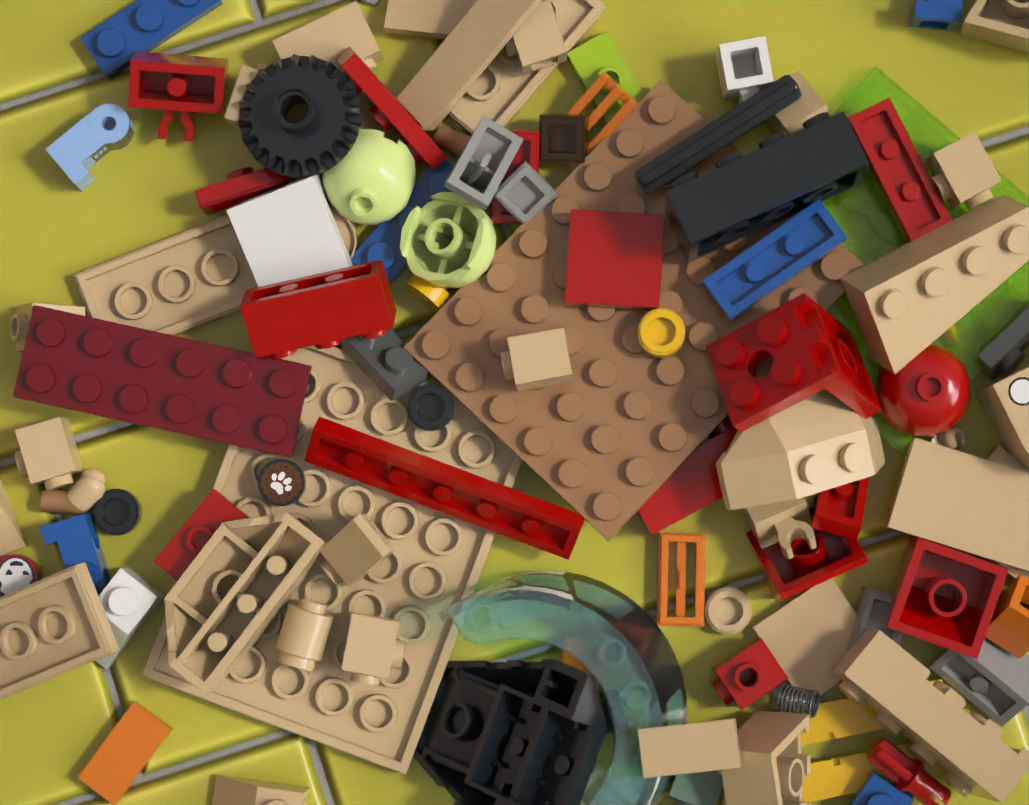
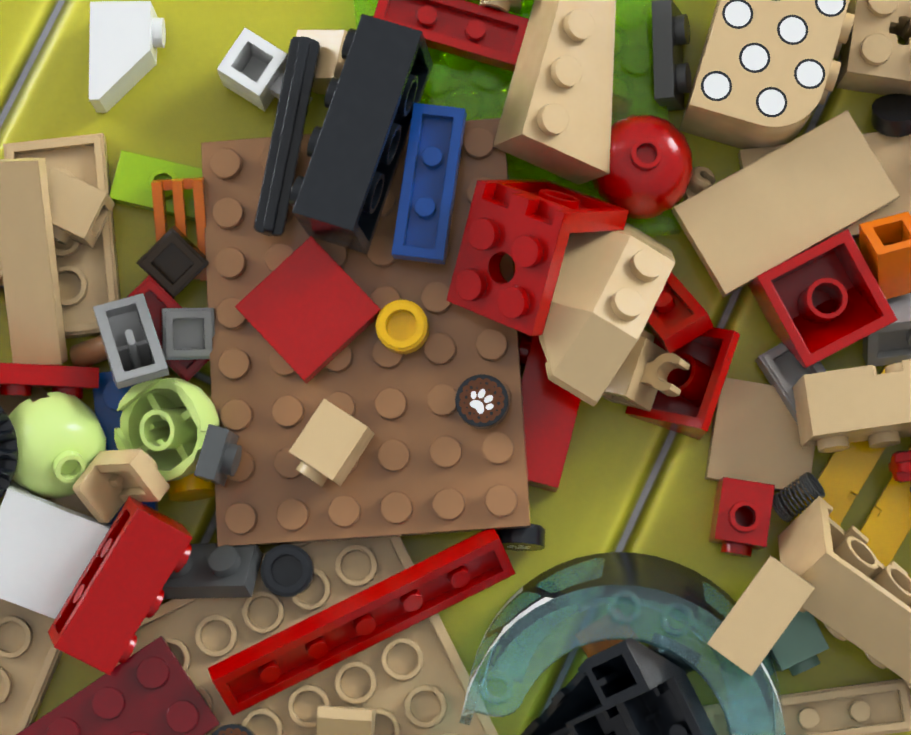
camera: 50 degrees left, 5 degrees down
(384, 239) = (115, 477): none -> tan bracket
(462, 293) = (218, 455): none -> dark grey plate
(597, 543) = (523, 538): none -> black tile
(660, 433) = (482, 401): none -> tile
(699, 579) = (582, 469): orange tile -> none
(727, 610) = (674, 485): tan tile -> none

